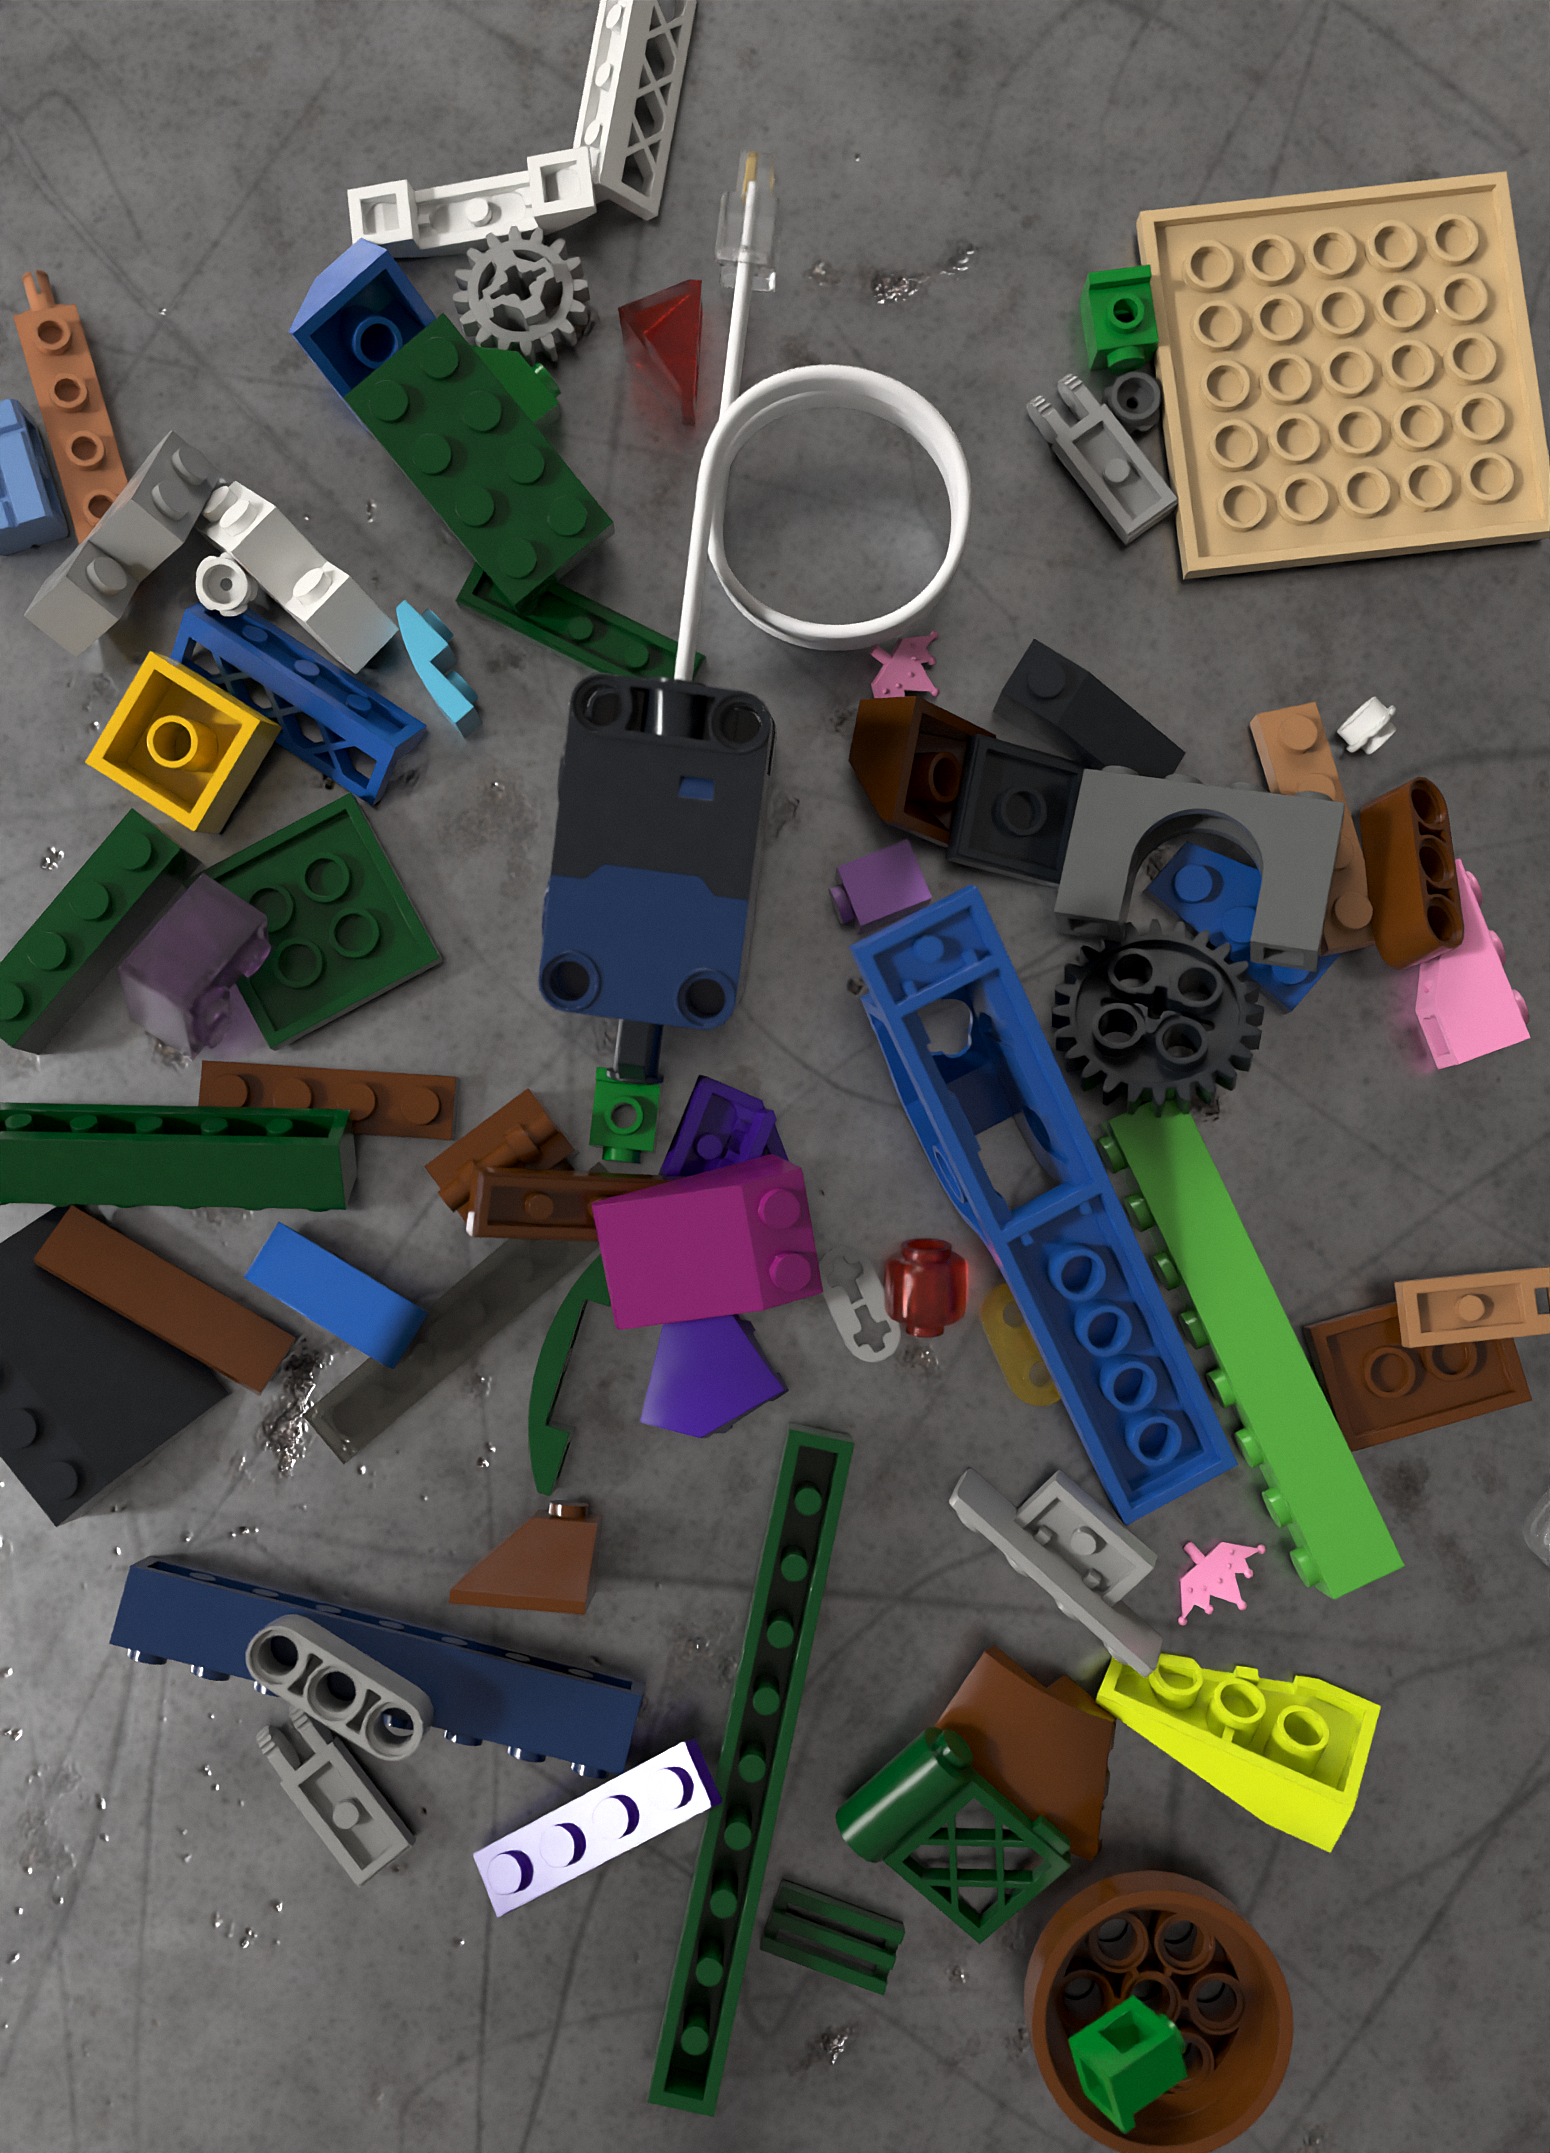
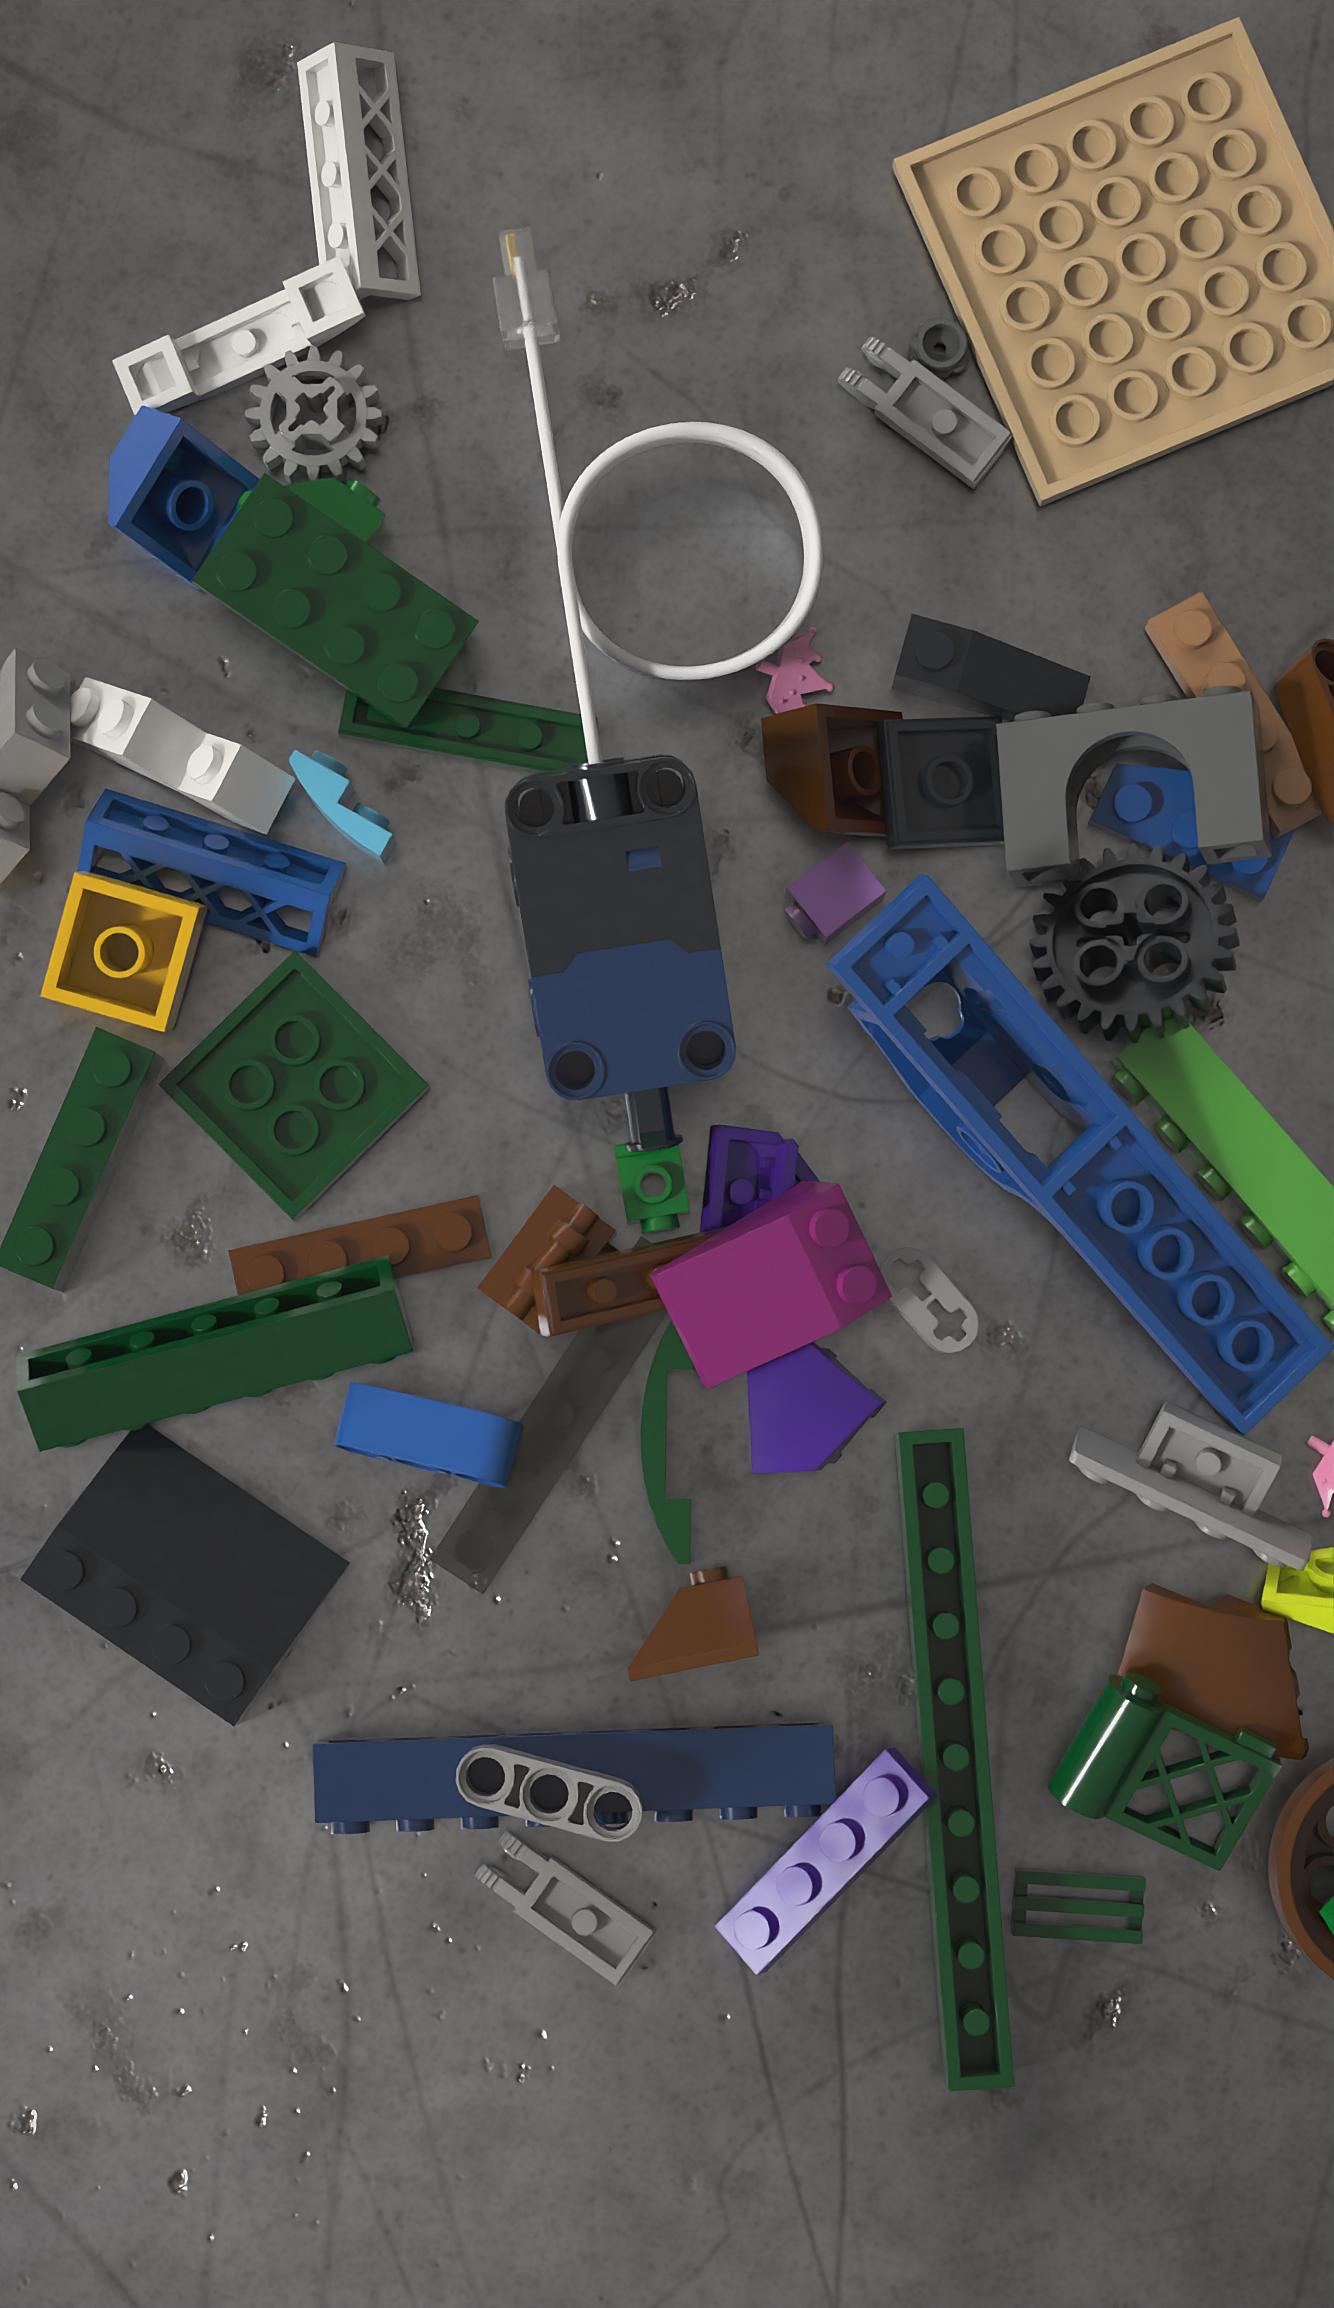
camera: 10 degrees left, 0 degrees up
(164, 1300) = (265, 1489): reddish brown tile -> none
(189, 961) = (195, 1173): clear purple brick -> none
(213, 596) = (112, 800): white plate -> none
(665, 344) = (470, 426): clear red slope -> none
(925, 1286) = (988, 1264): clear red head -> none
(1014, 1349) = (1090, 1300): clear yellow plate -> none
(1116, 296) = (898, 296): green brick -> none
(1368, 726) = (1259, 600): white plate -> none

